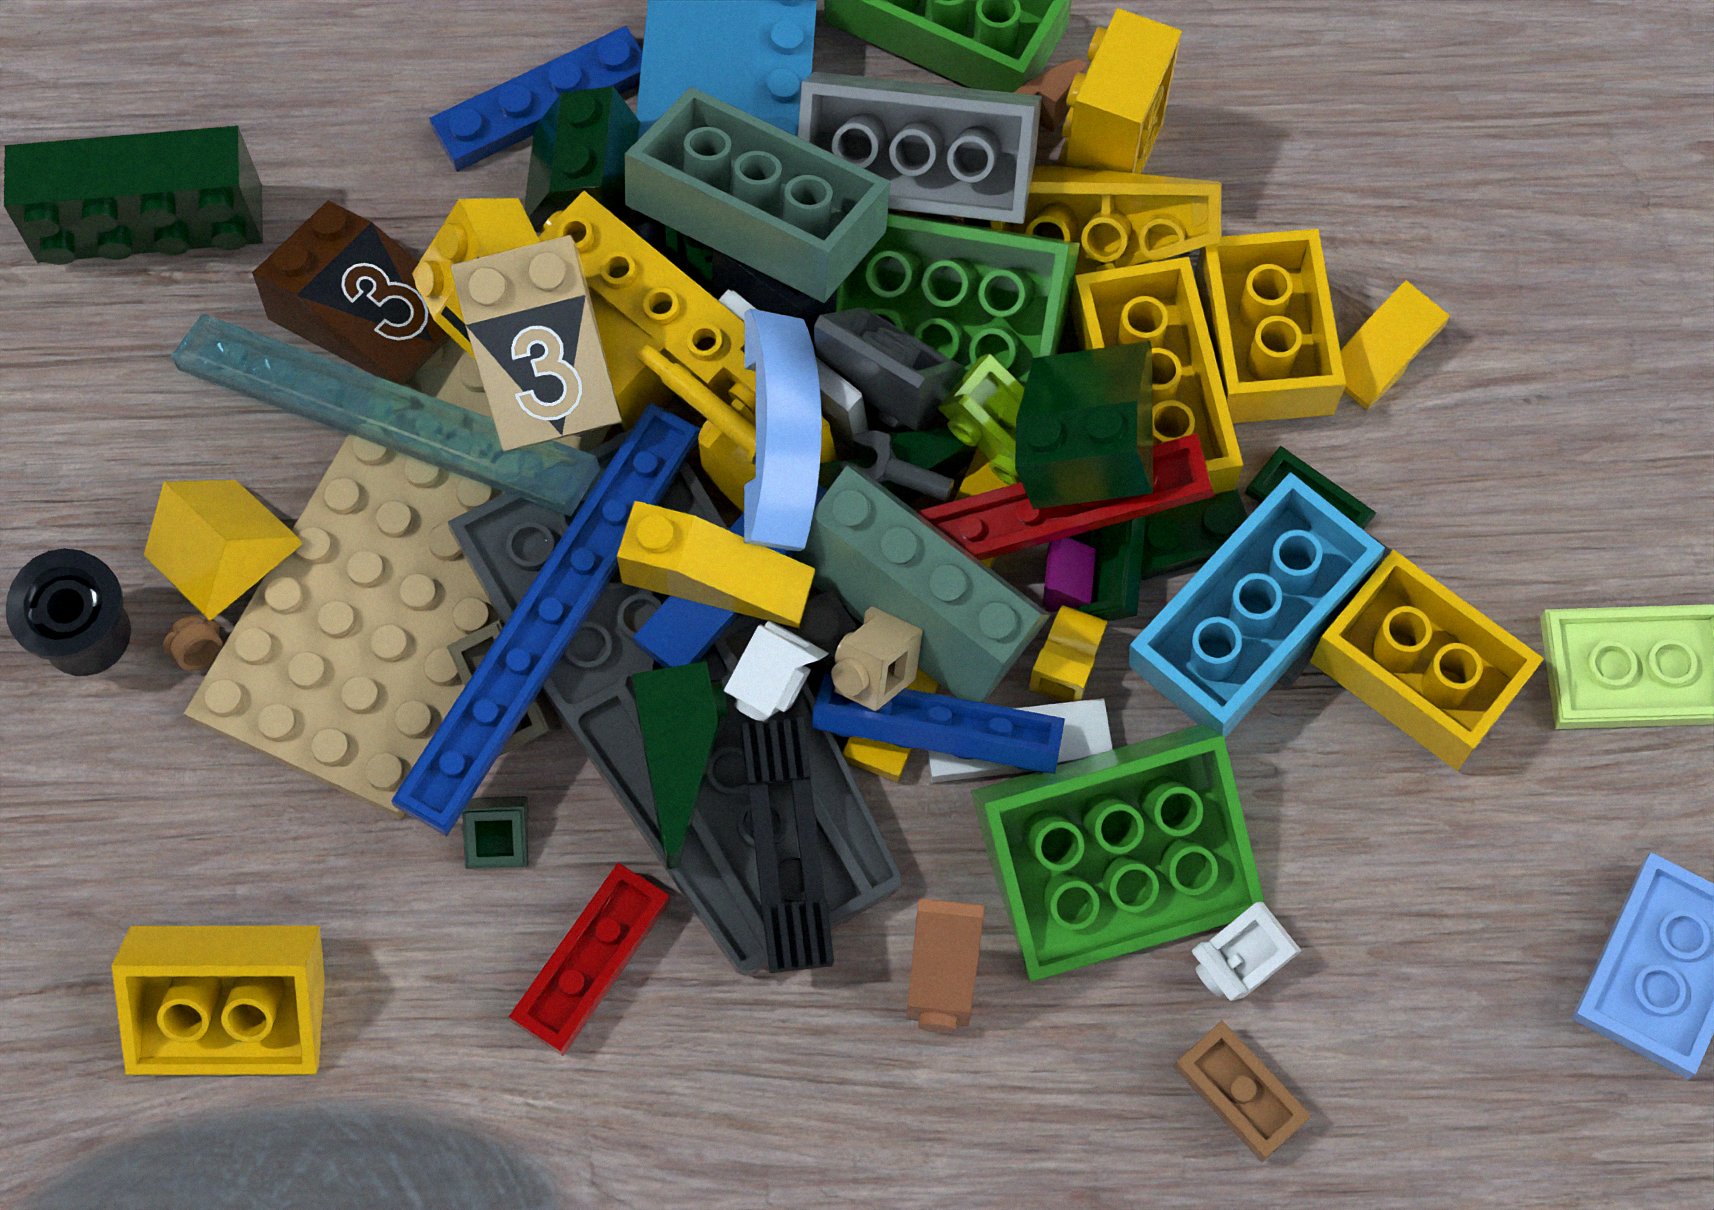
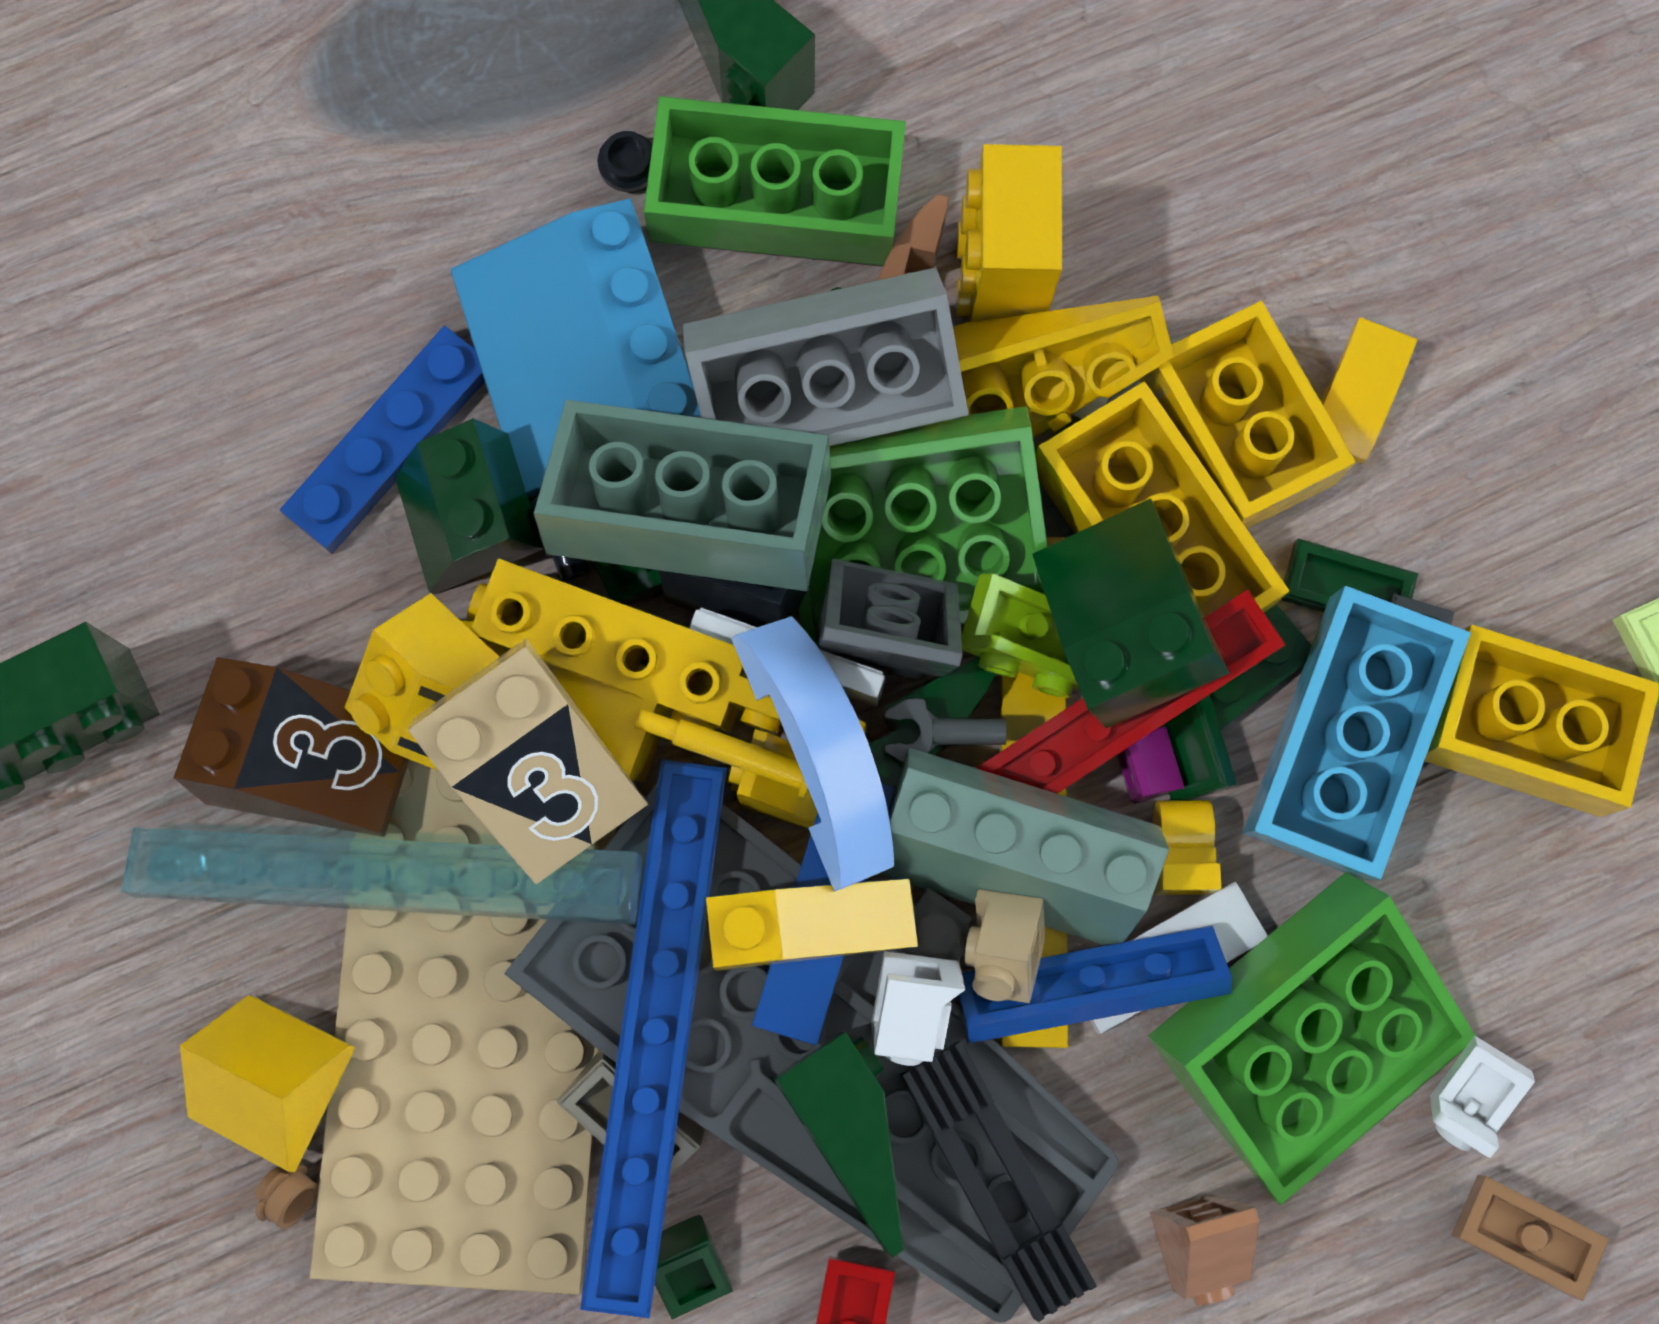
camera: 25 degrees left, 10 degrees up
(69, 612) = (139, 1232): black piece -> none

